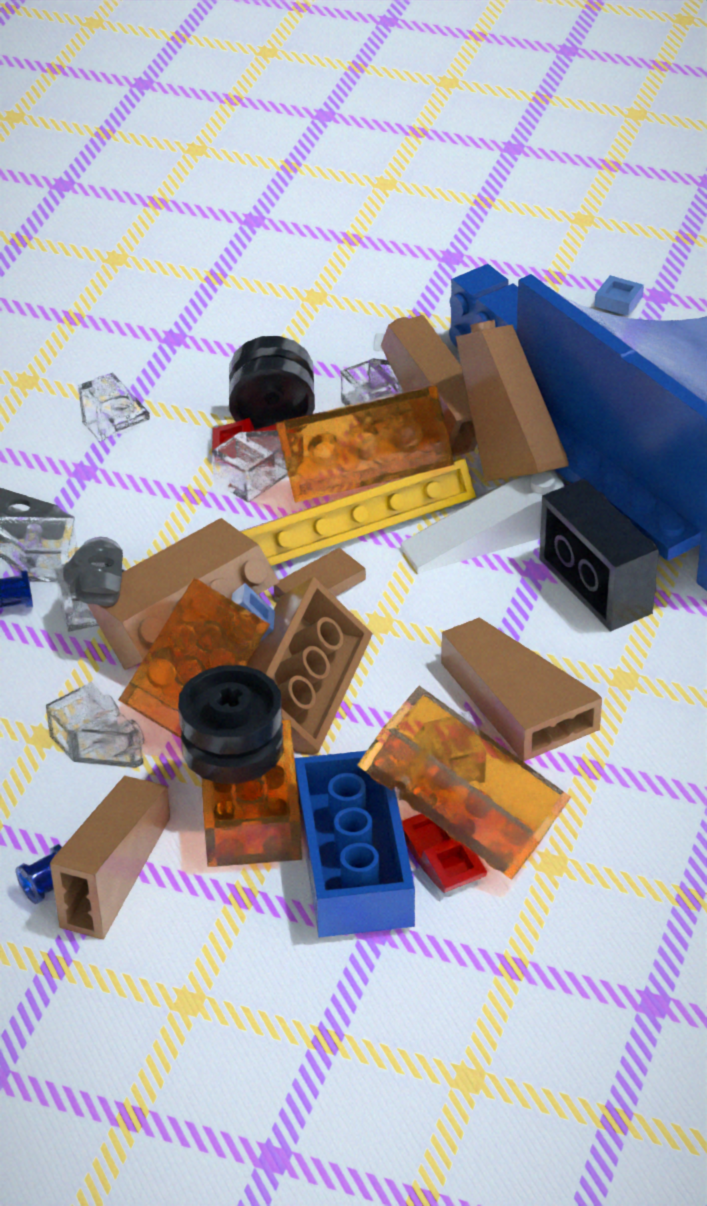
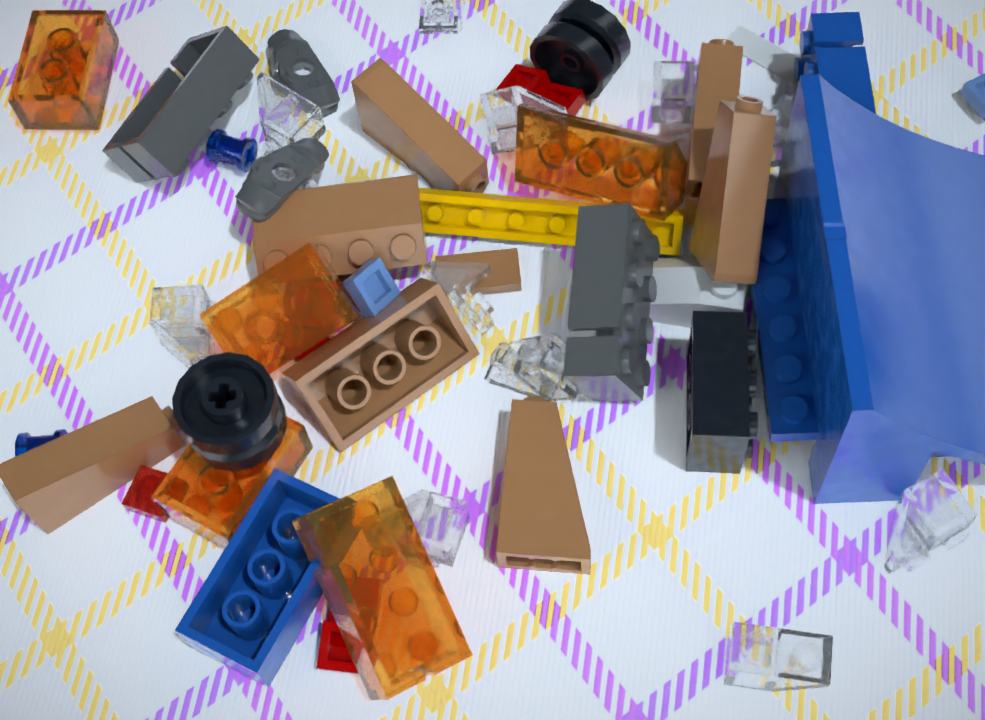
camera: 40 degrees right, 20 degrees up
(171, 500) = (416, 132): none -> medium nougat slope
(179, 858) = (139, 494): none -> clear red plate
(348, 591) = (457, 281): none -> clear slope
(433, 607) = (532, 367): none -> clear slope
(470, 527) = (612, 297): none -> dark grey piece

